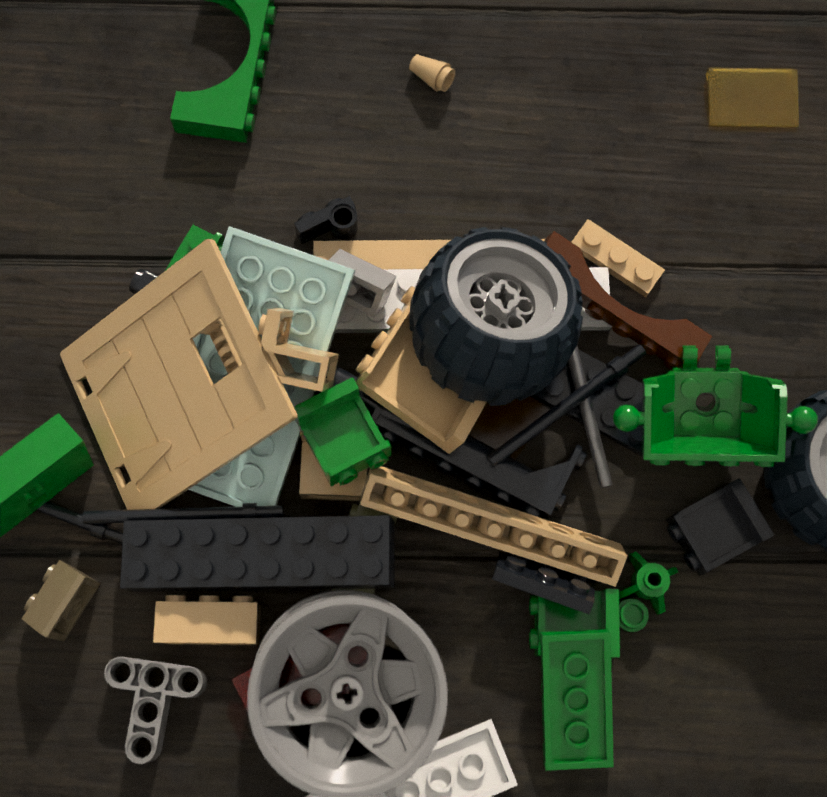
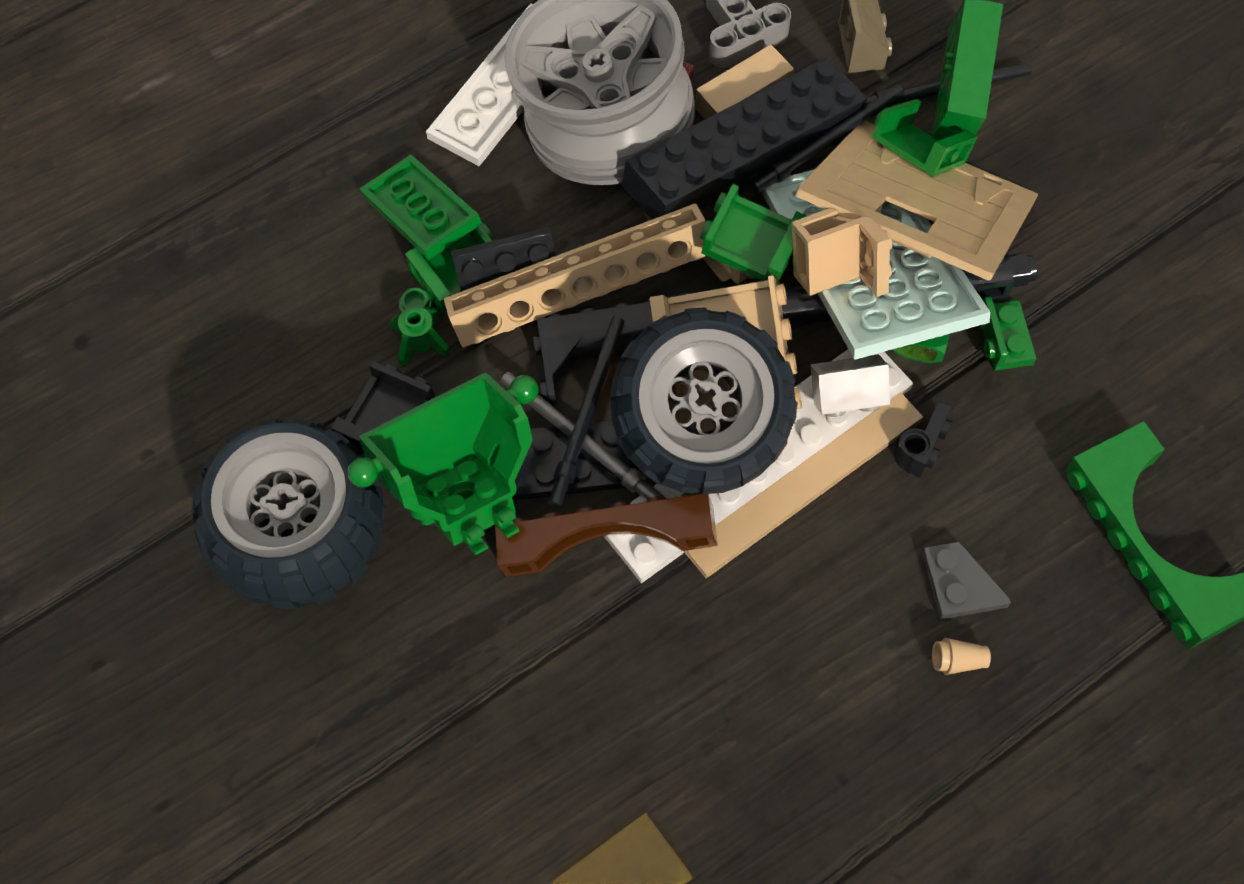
camera: 150 degrees right, 10 degrees down
(117, 451) = (933, 156): none -> green panel
(388, 118) = (960, 582): none -> dark grey wing
(620, 258) = (640, 598): tan plate -> none

